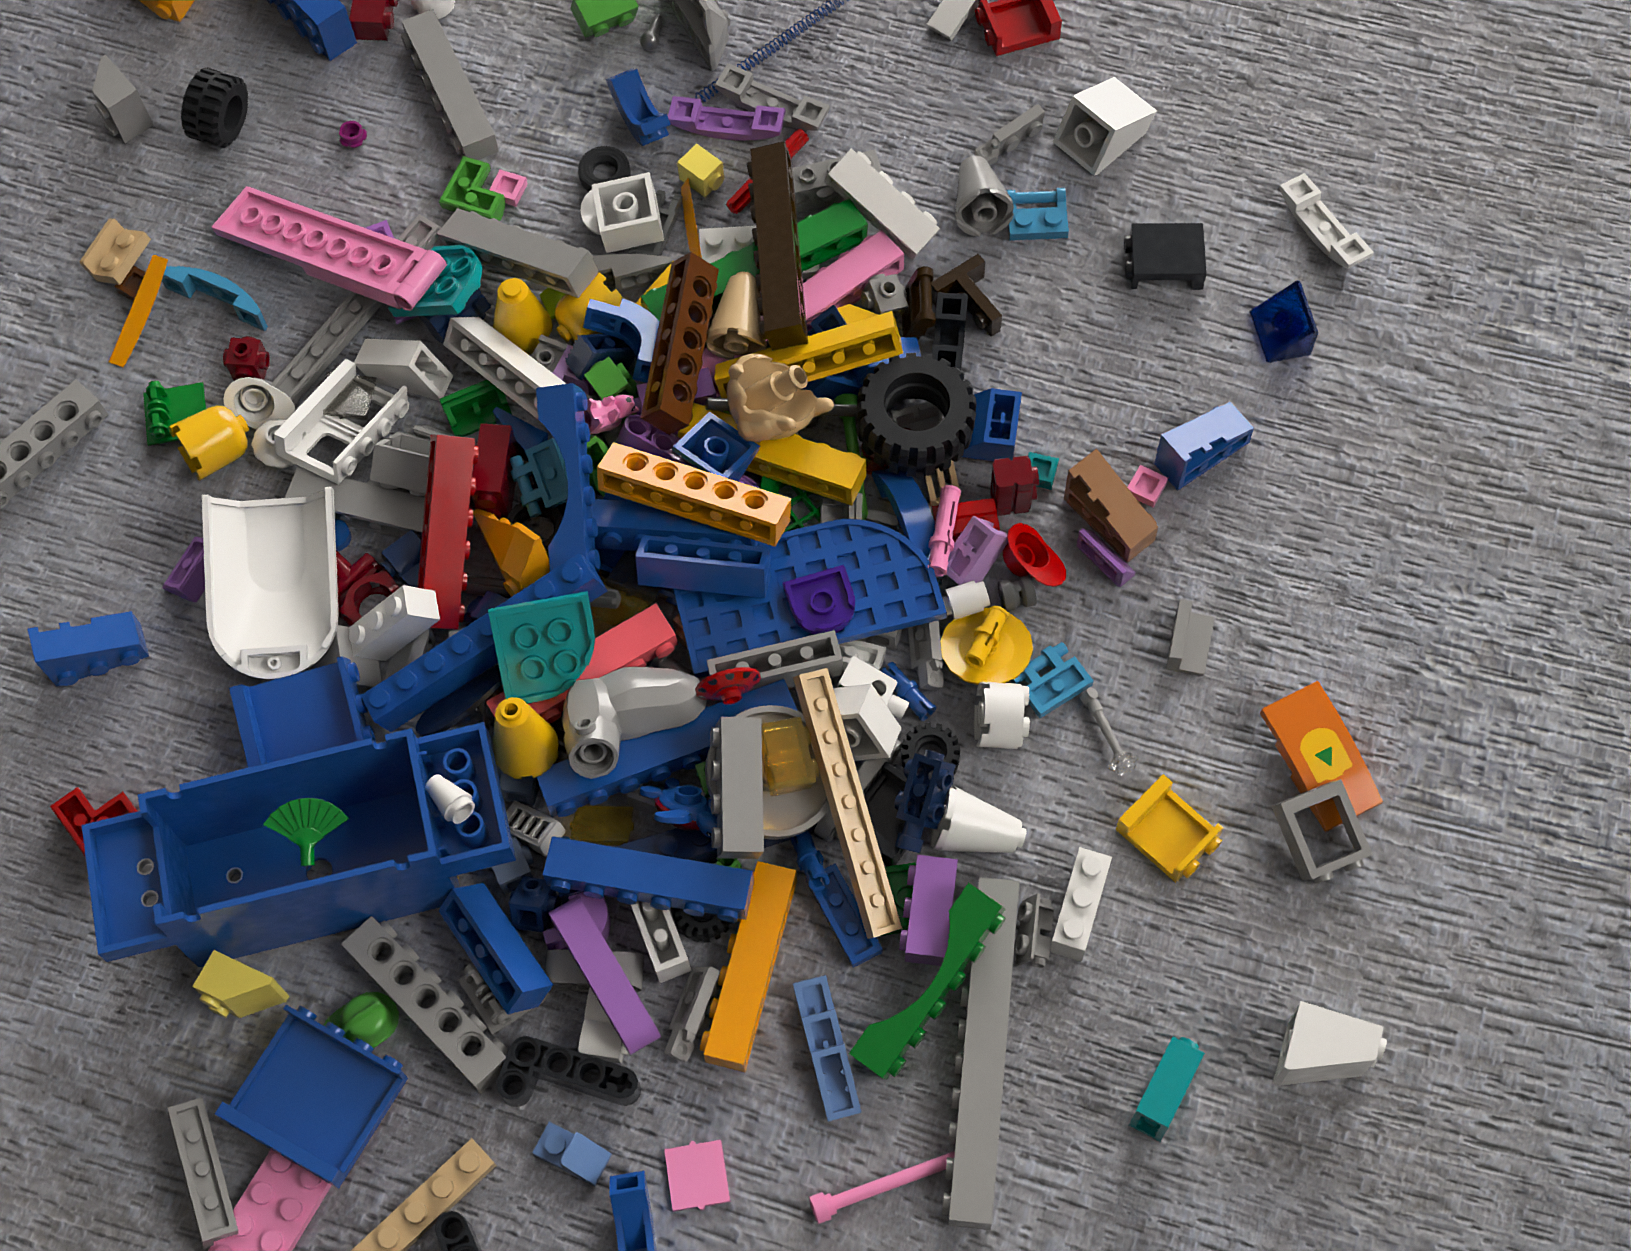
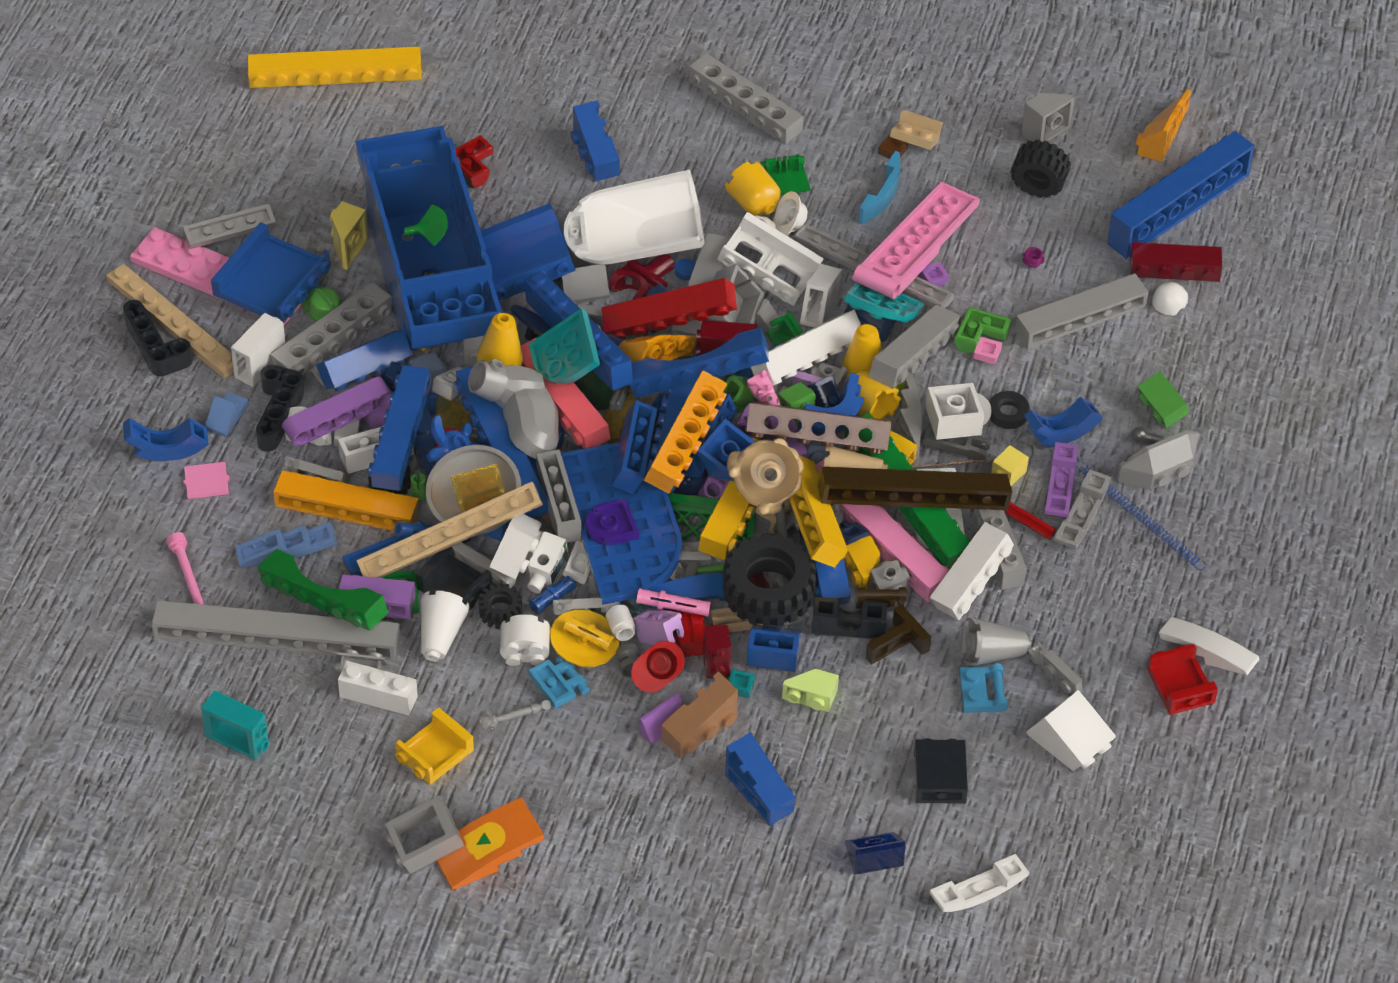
camera: 85 degrees right, 15 degrees down
(139, 311) = (870, 148): light orange sticker -> none
(246, 358) = (825, 208): dark red brick -> none
(354, 399) = (792, 269): clear smoke piece -> none
(394, 623) = (601, 289): white brick -> none
(451, 800) = (441, 292): white cone -> none
(465, 1103) = (255, 348): none -> white brick
(728, 684) = (532, 456): red dish -> none
(738, 788) = (452, 458): light grey brick -> none
(923, 797) = (454, 581): dark blue brick -> none
(1052, 385) = (812, 689): none -> yellowish green slope
(1147, 485) = (718, 746): bright pink plate -> none
(1189, 640) = (590, 768): light grey panel -> none
(1327, 1046) = (259, 819): white slope -> none

